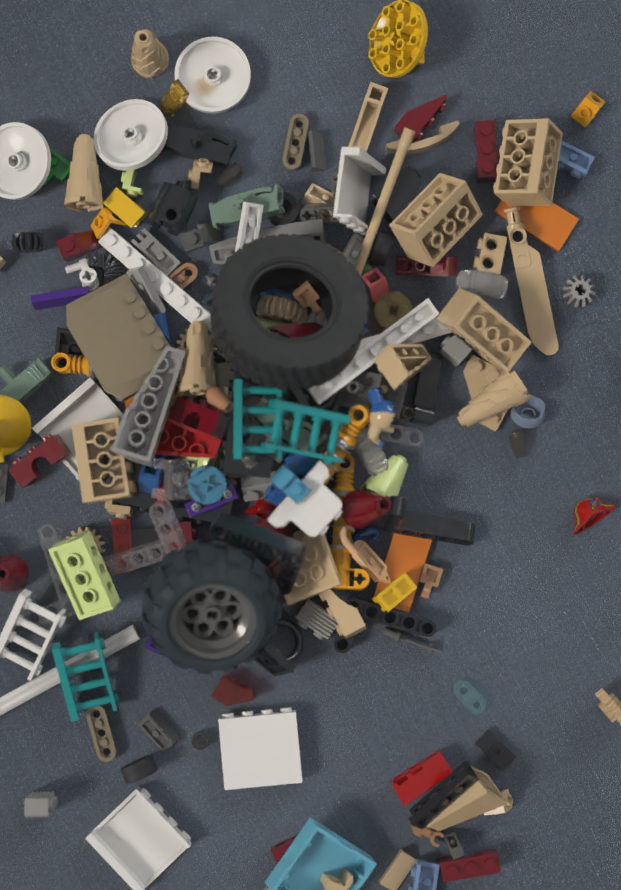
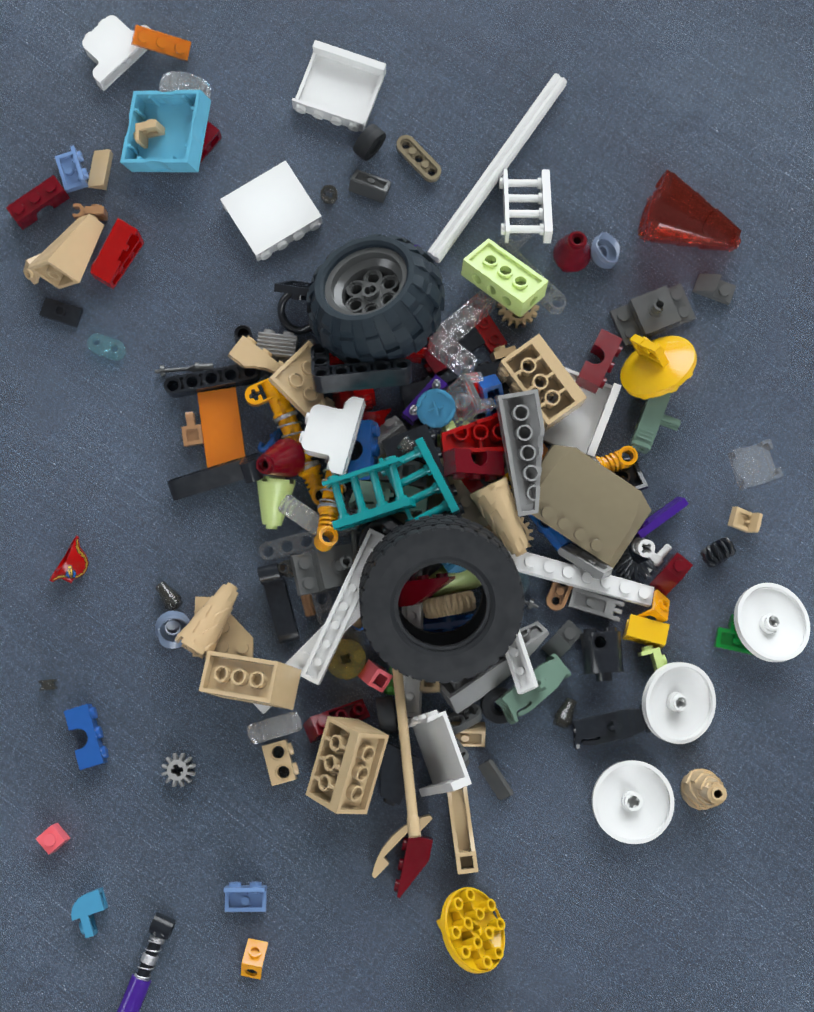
camera: 155 degrees right, 5 degrees down
(40, 804) = (439, 72): light grey brick -> none
(70, 690) = (464, 177): teal fence -> none
(84, 184) = (697, 633): tan cone -> none
(174, 98) = (656, 759): clear yellow slope -> none
(199, 166) = (597, 705): tan bracket -> none
(218, 398) = (465, 487): nougat cone -> none
(232, 693) = (319, 246): clear red slope -> none
(290, 485) = (361, 440): dark azure brick -> none
(295, 134) = (524, 786): dark tan plate -> none
(307, 297) = (430, 626): medium nougat plate -> none
(365, 557) = (259, 418): light nougat plate -> none
(380, 414) = (307, 547): piece -> none
(394, 592) = (217, 400): yellow hinge -> none
(401, 362) = (312, 608): tan wedge -> none
(443, 795) = (84, 245): black fence -> none
(454, 349) = (269, 650): light grey brick -> none
(454, 845) = (59, 211): dark grey piece -> none
(486, 151) = (333, 863): dark red arch -> none
(528, 162) = (285, 869): tan brick -> none
(532, 287) = (225, 751): tan piece -> none
(544, 223) = (254, 824): orange tile -> none

